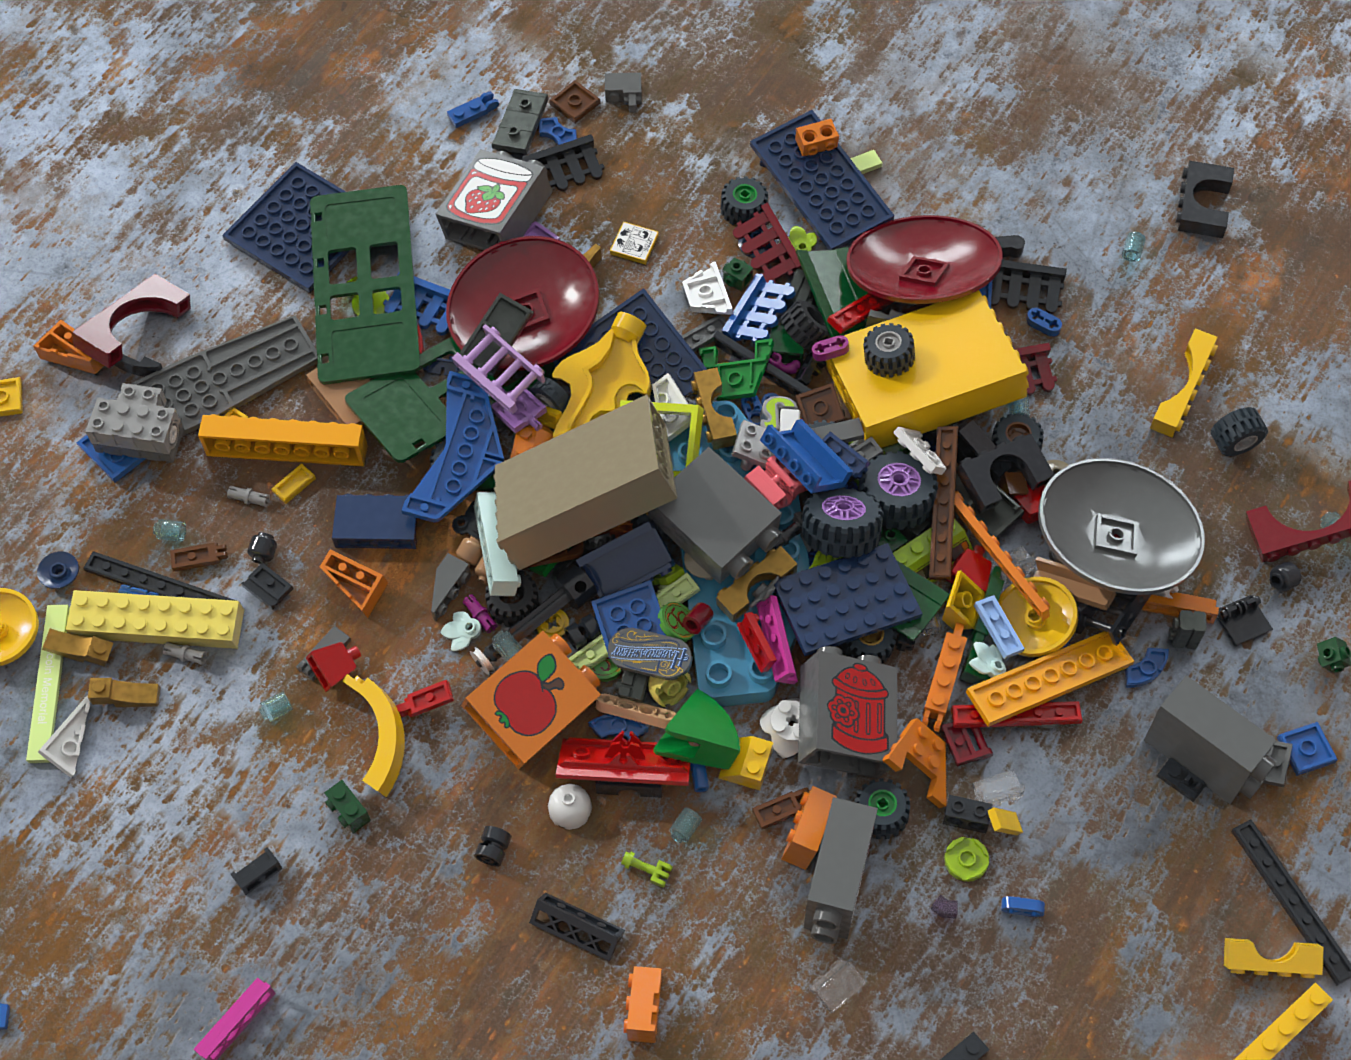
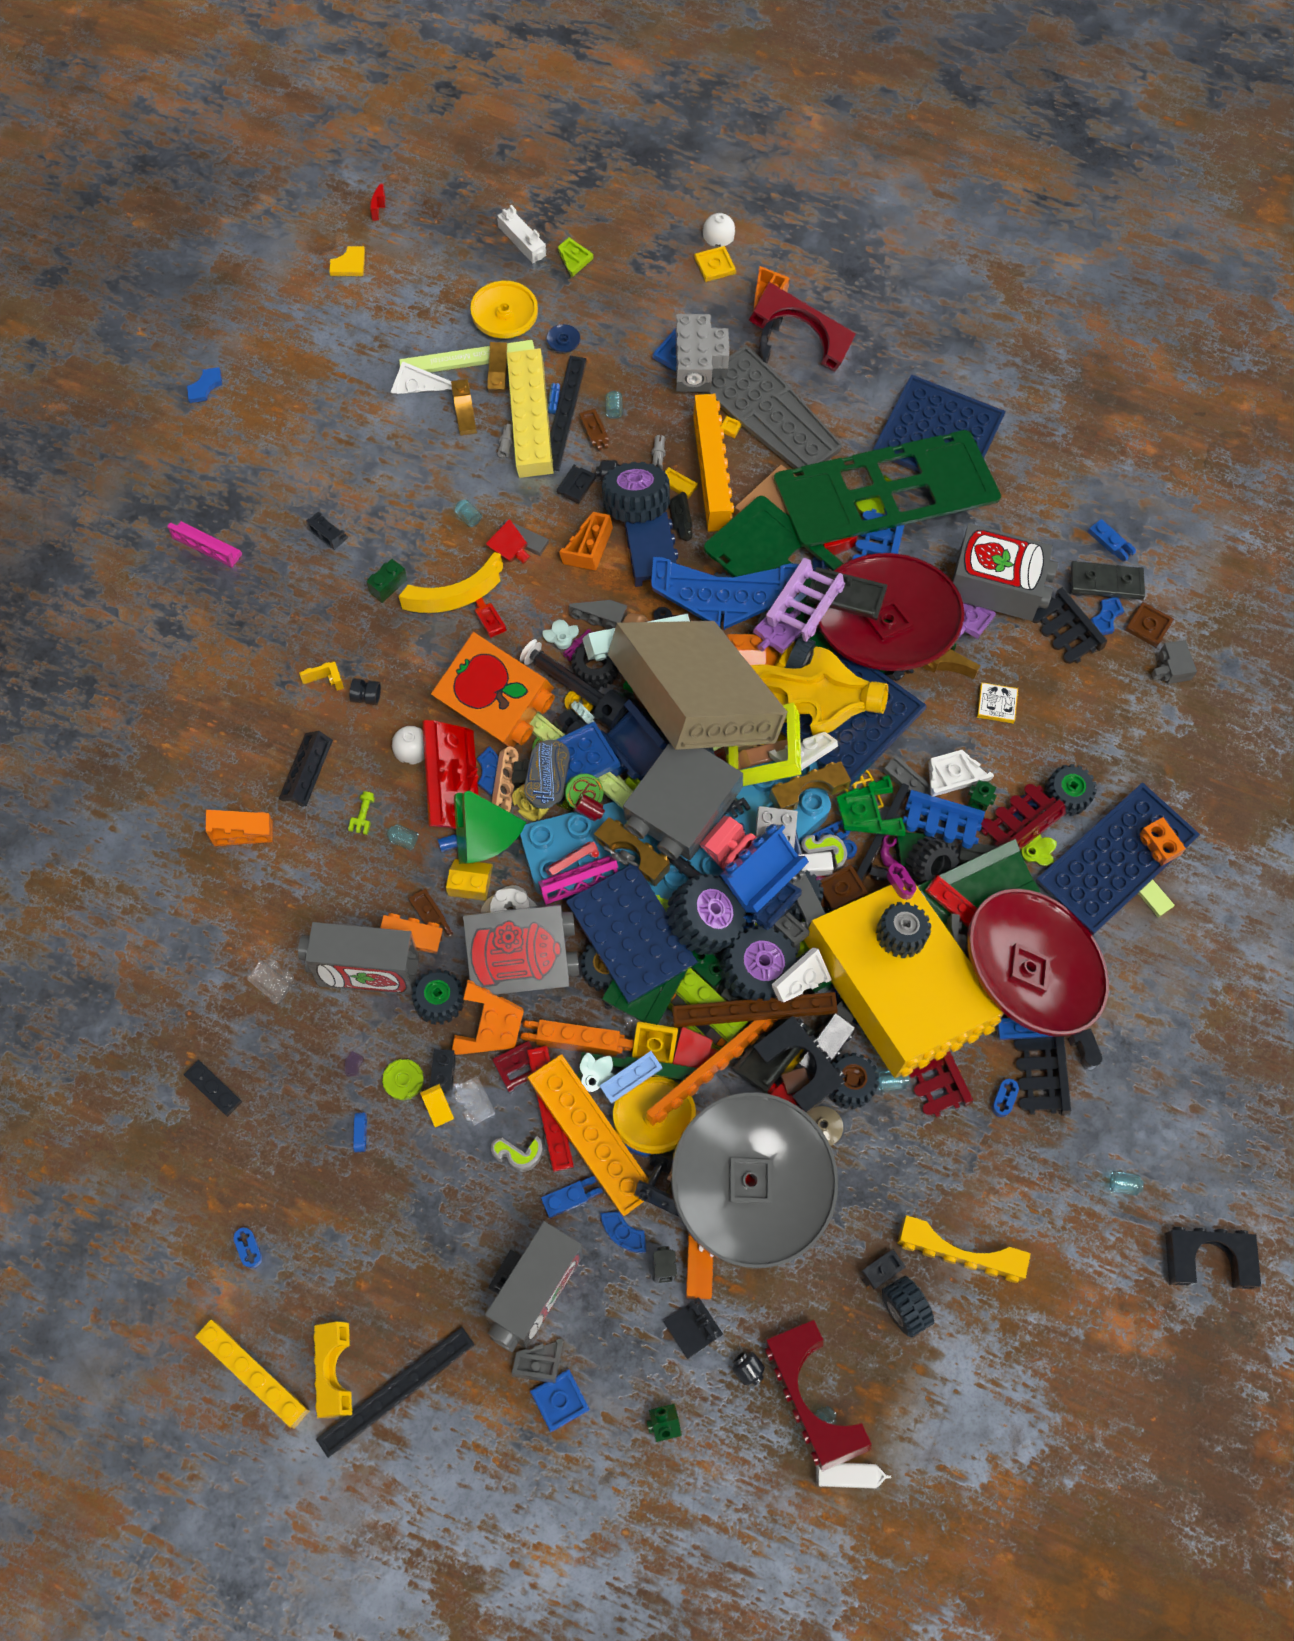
camera: 75 degrees right, 5 degrees up
(306, 519) = (636, 492): none -> black wheel
(339, 484) = (681, 515): none -> pearl dark grey hinge
(461, 879) = (325, 670): none -> yellow bracket
(506, 644) = (541, 662): clear light blue brick -> none
(574, 614) = (583, 712): none -> light aqua gear
(1066, 753) = (517, 1159): none -> light grey animal
(1108, 711) = (569, 1197): none -> blue hinge
(1136, 1032) = (252, 1246): none -> blue beam
(1200, 449) = (882, 1269): none -> black plate

